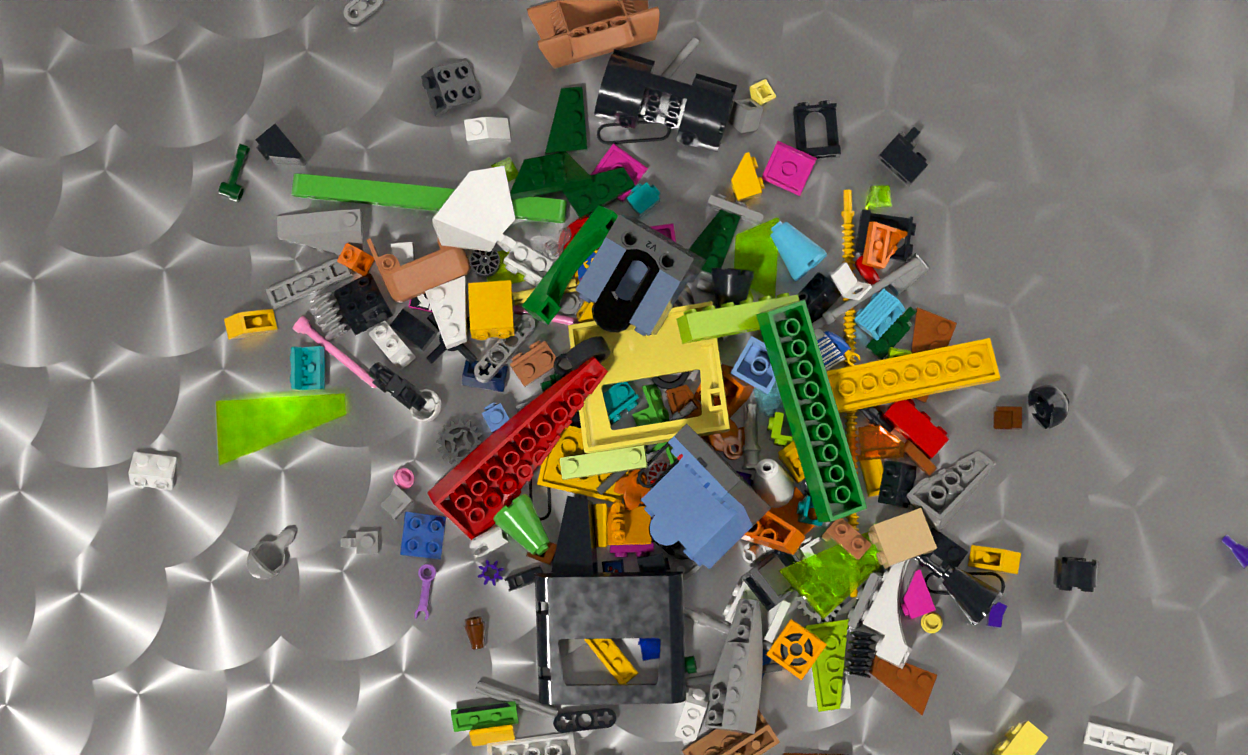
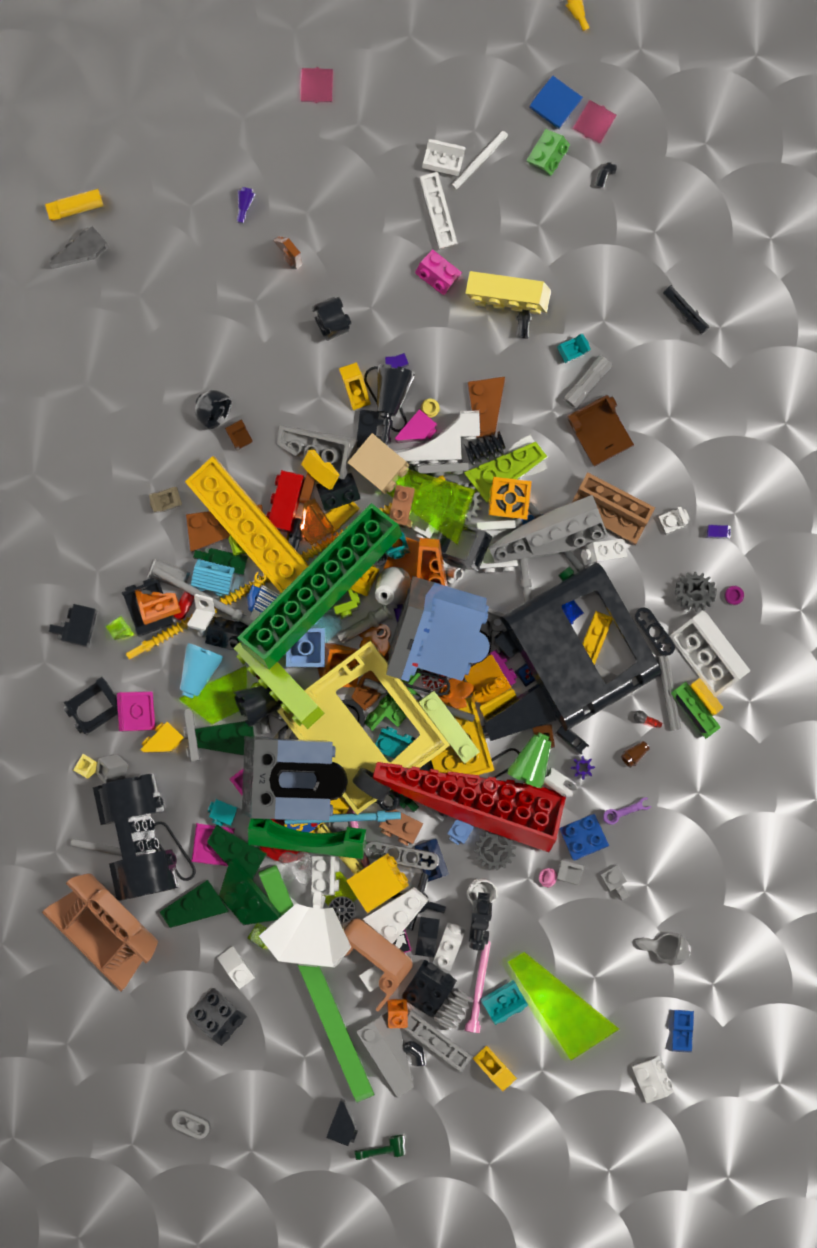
camera: 125 degrees left, 0 degrees up
(182, 526) = (682, 1031): none -> blue slope
(309, 259) = (416, 1050): none -> black arm
(508, 658) = (641, 717): none -> piece
(554, 348) = (381, 816): none -> medium azure bar
(924, 477) = (320, 471): none -> yellow slope
(982, 309) = (165, 500): none -> dark tan bracket
(1065, 707) = (438, 272): none -> dark pink bracket
(1165, 567) = (290, 251): none -> dark orange wing

